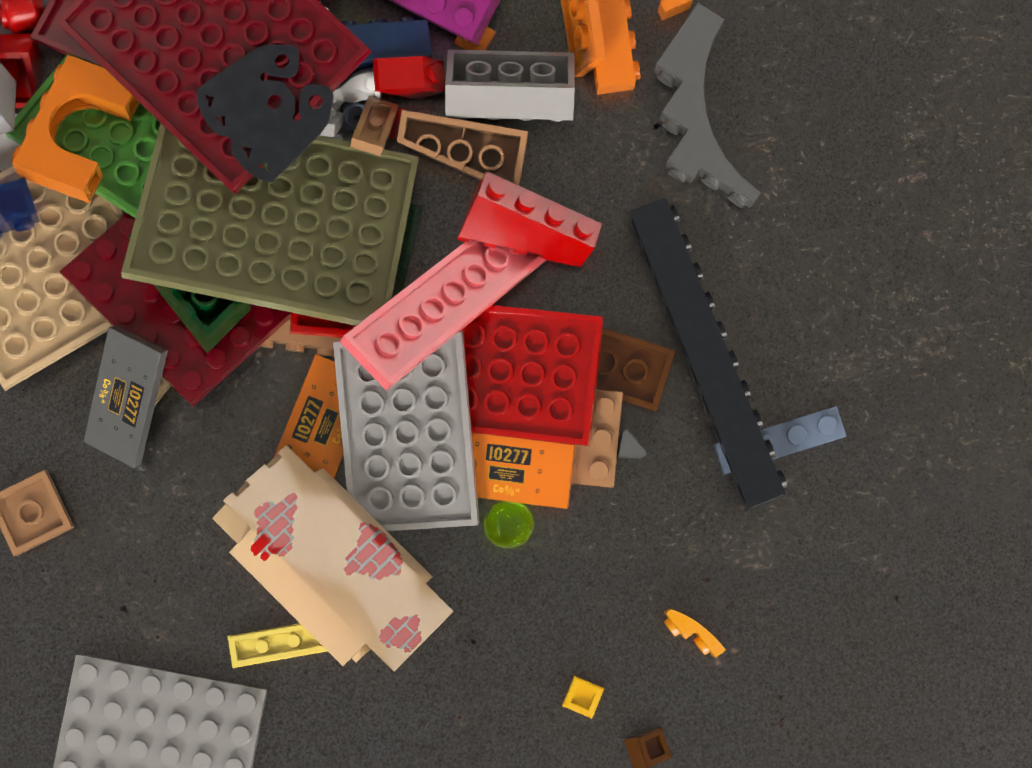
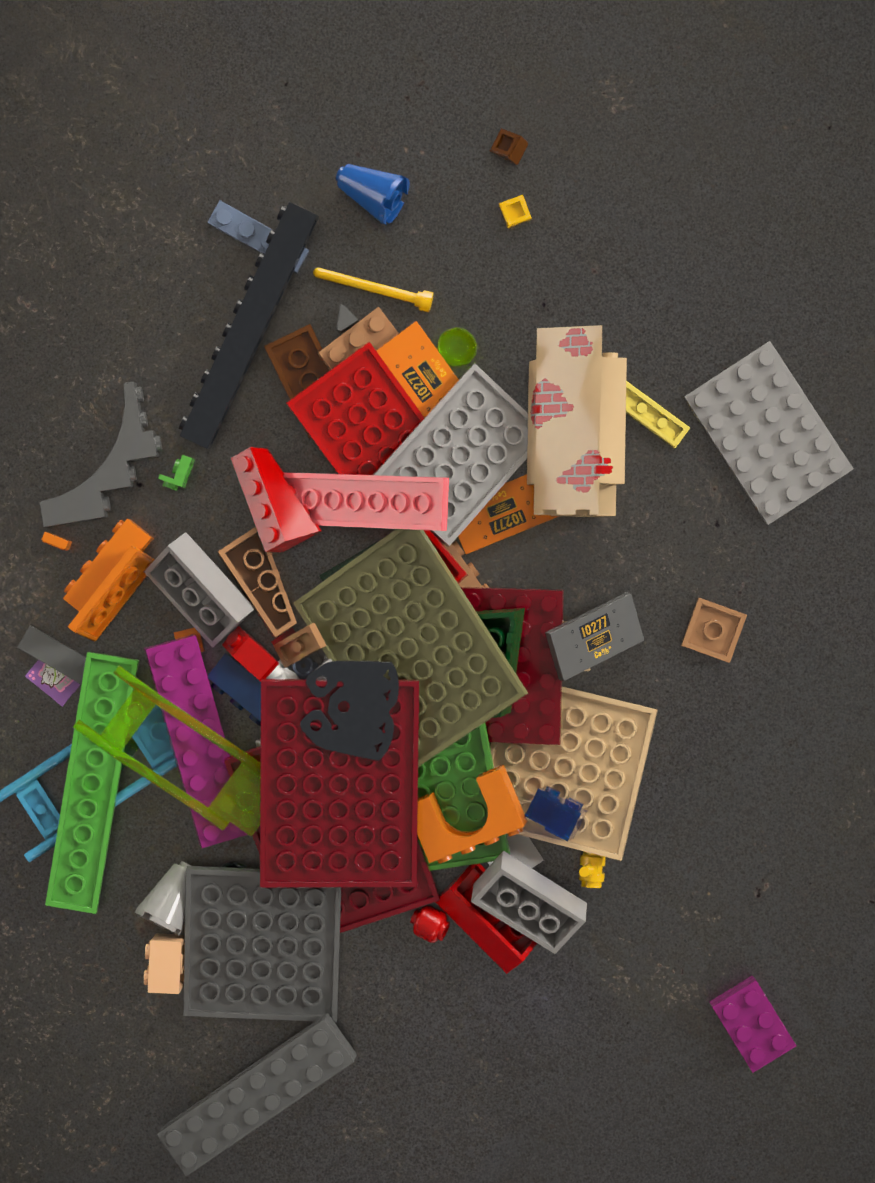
camera: 130 degrees left, 5 degrees up
(583, 533) = (421, 299): none -> yellow piece
(632, 172) = (182, 470): none -> bright green bracket
(686, 626) = (418, 188): light orange slope -> none
(723, 584) = (374, 190): none -> blue cone

